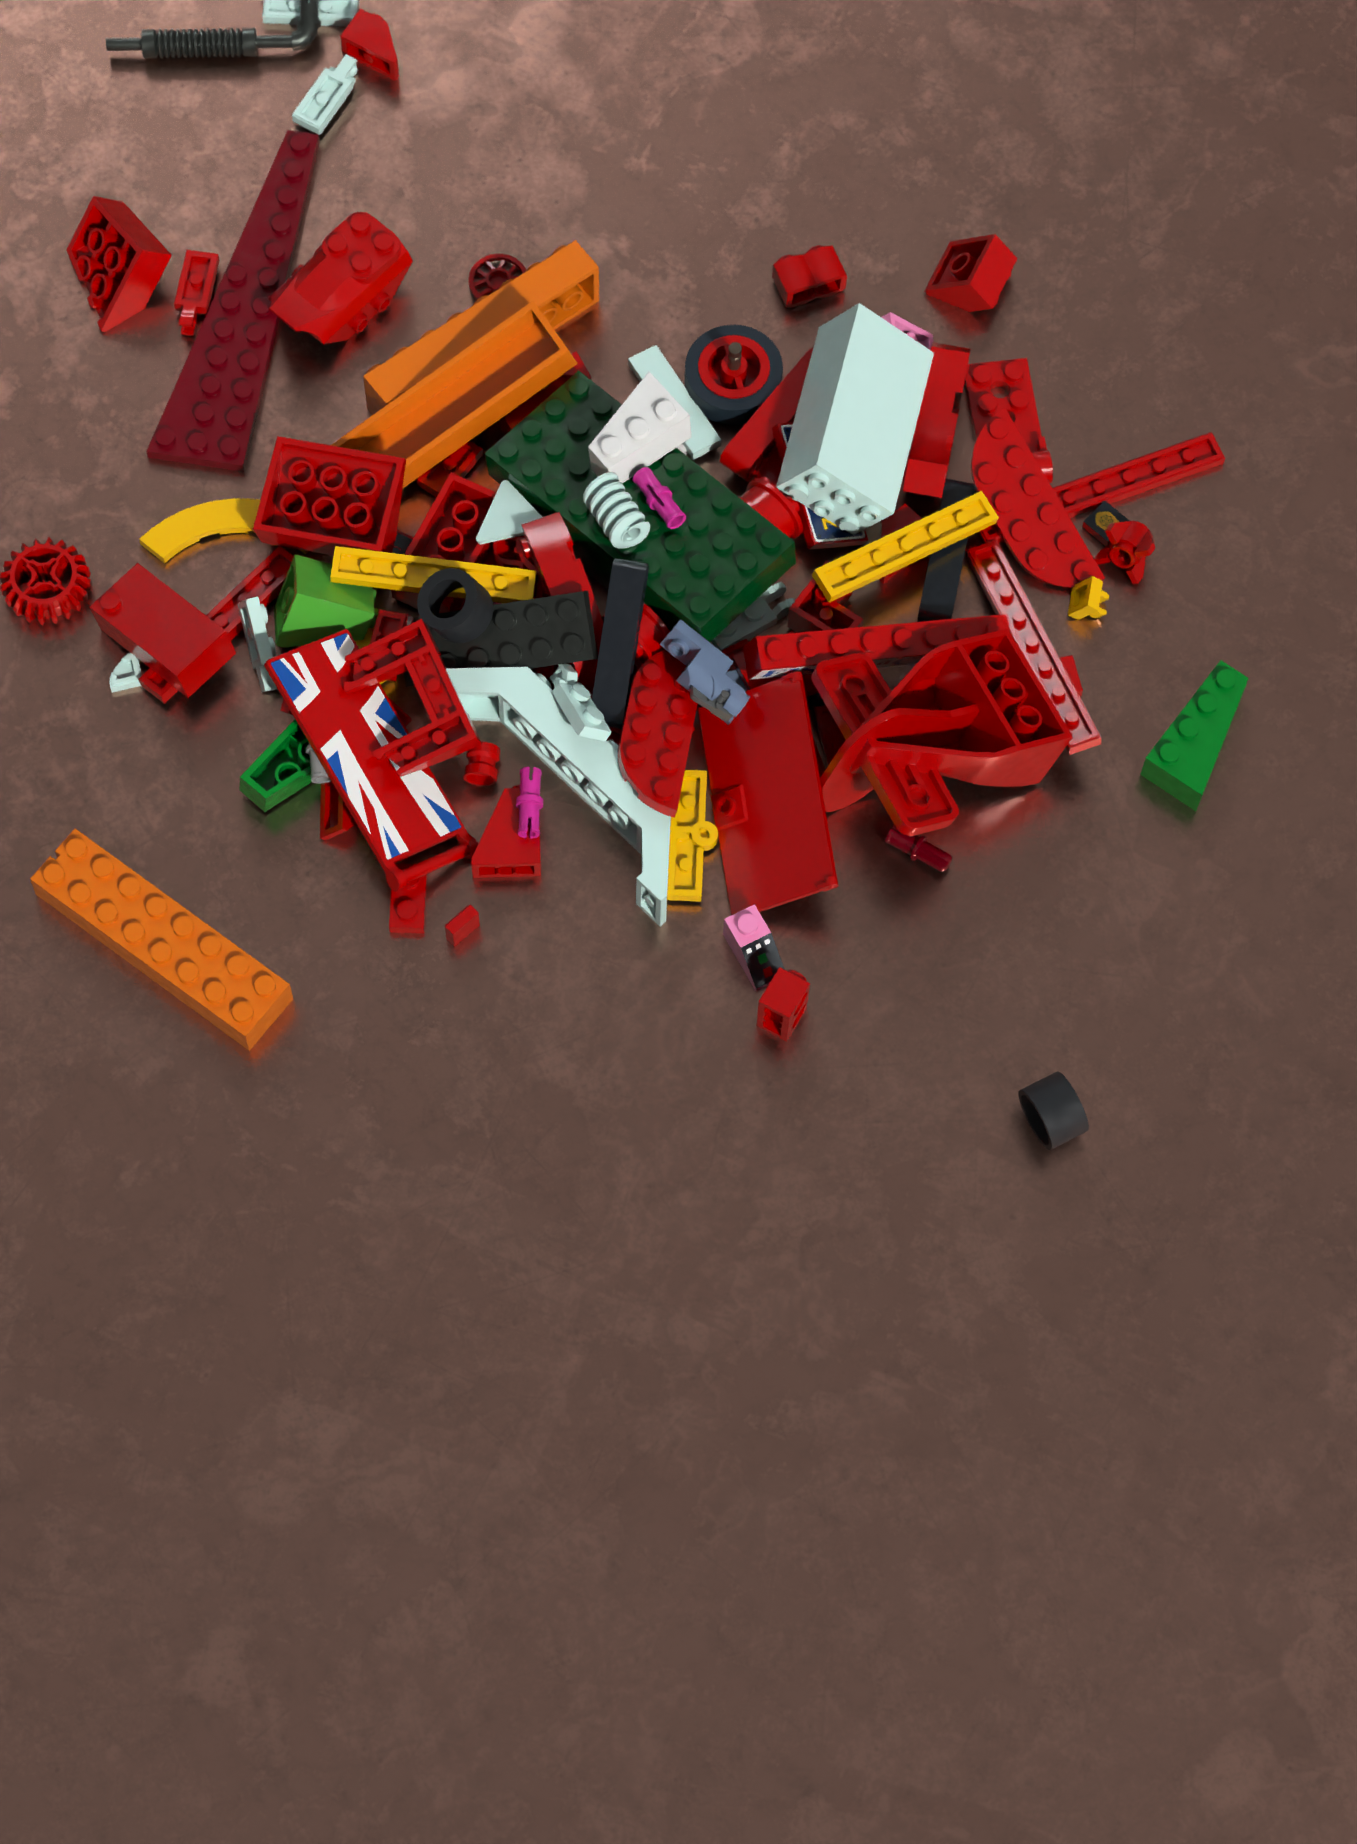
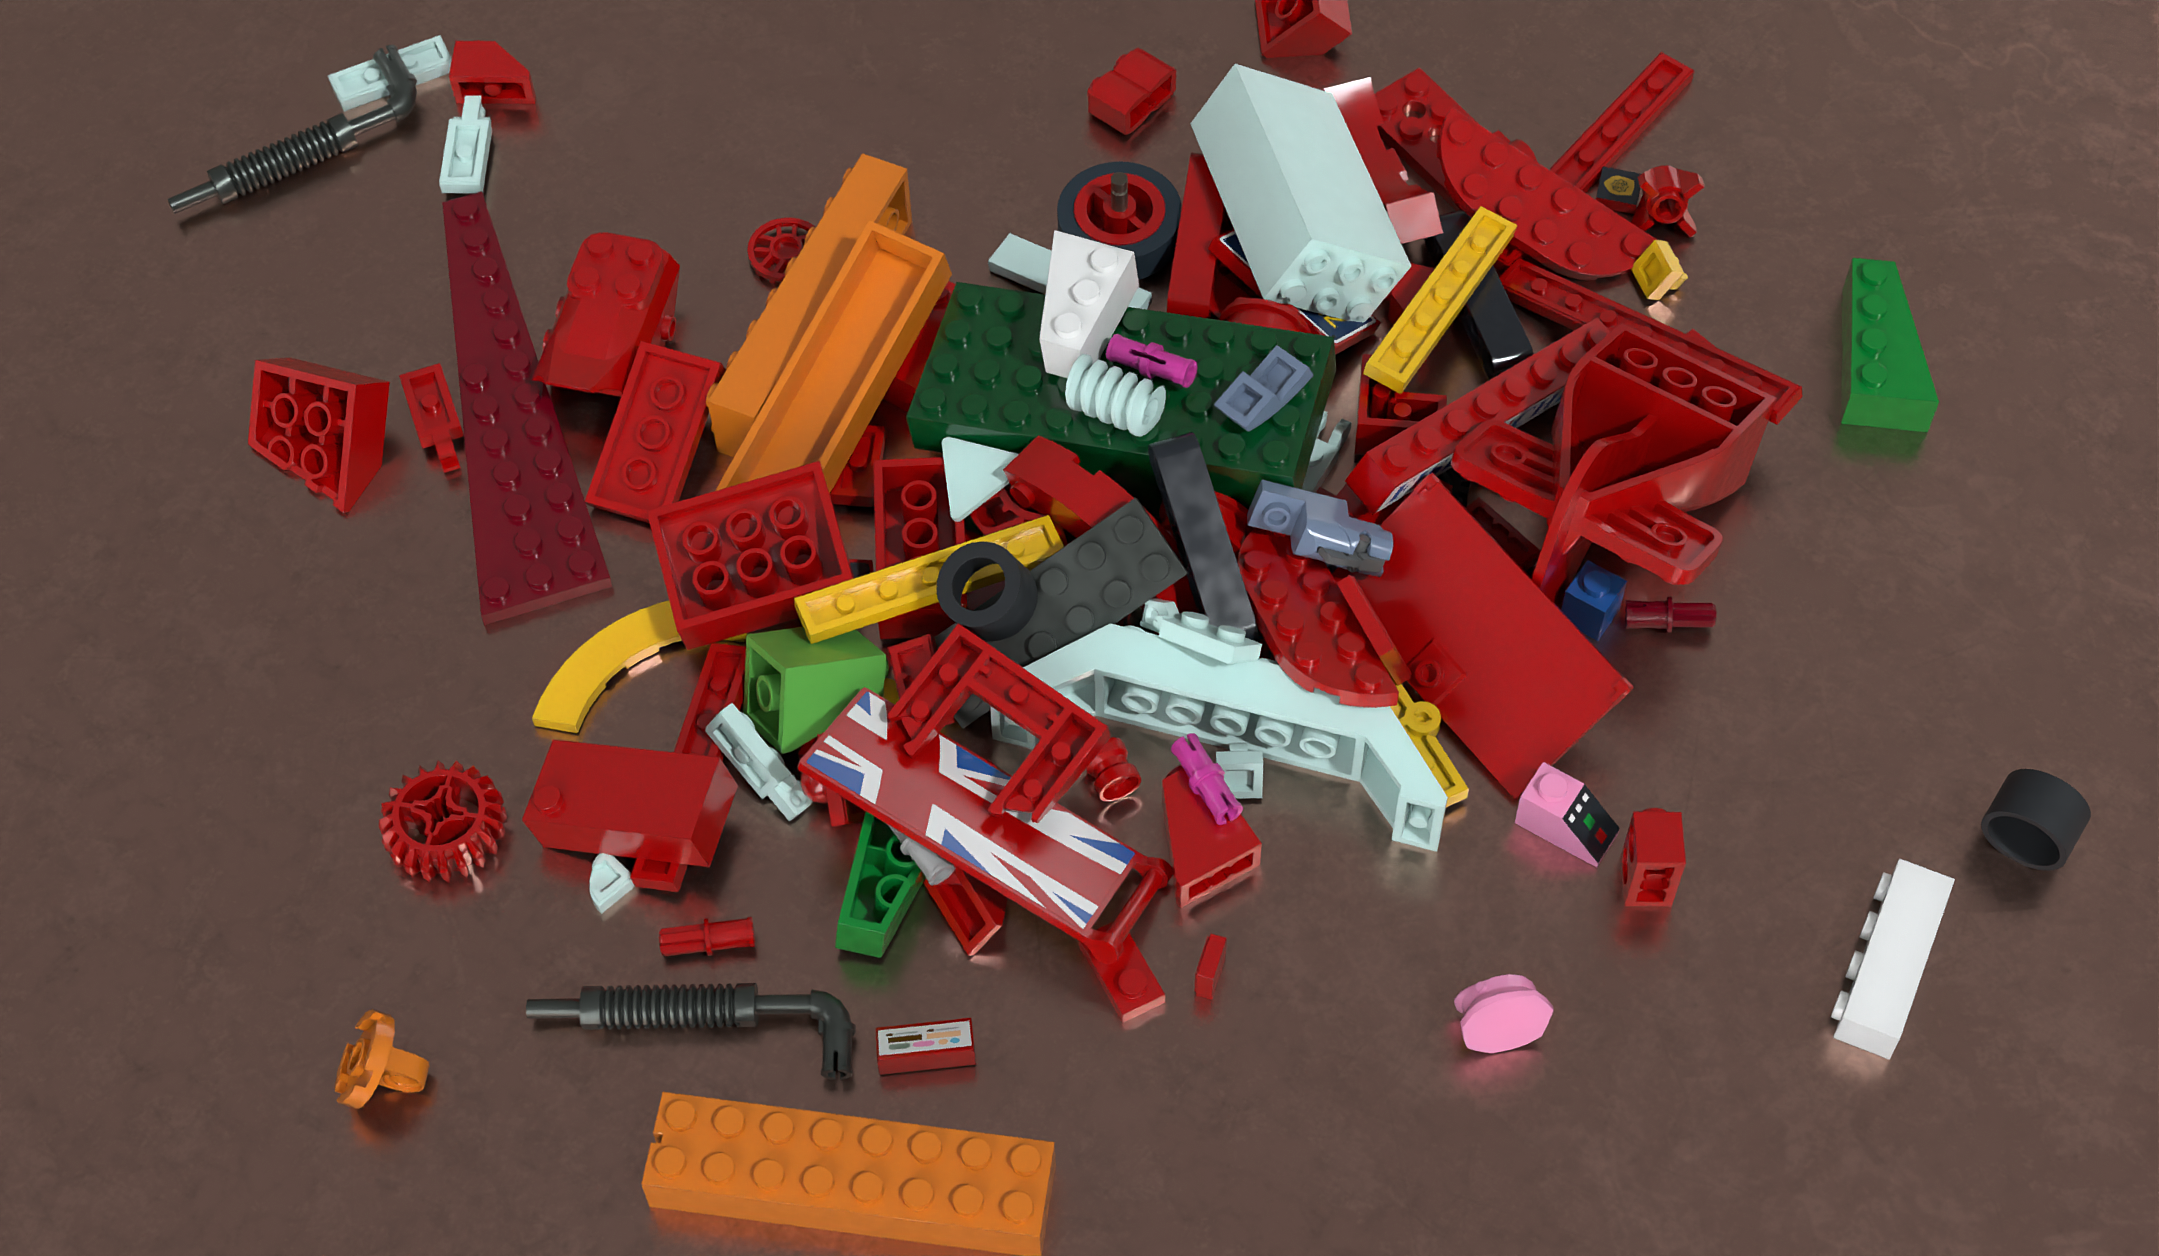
camera: 25 degrees left, 10 degrees down
(136, 786) = (702, 1005): none -> pearl dark grey piece
(165, 742) = (707, 937): none -> red axle
(257, 882) = (925, 1046): none -> slope
(323, 378) = (653, 432): none -> red plate
(561, 808) = (1242, 770): none -> light aqua tile
(620, 1051) = (1502, 1013): none -> bright pink hat
(699, 759) = (1374, 629): none -> red tile
(719, 559) = (1263, 393): none -> sand blue slope
(868, 814) = (1593, 599): none -> blue brick
(898, 1149) = (1893, 958): none -> white brick

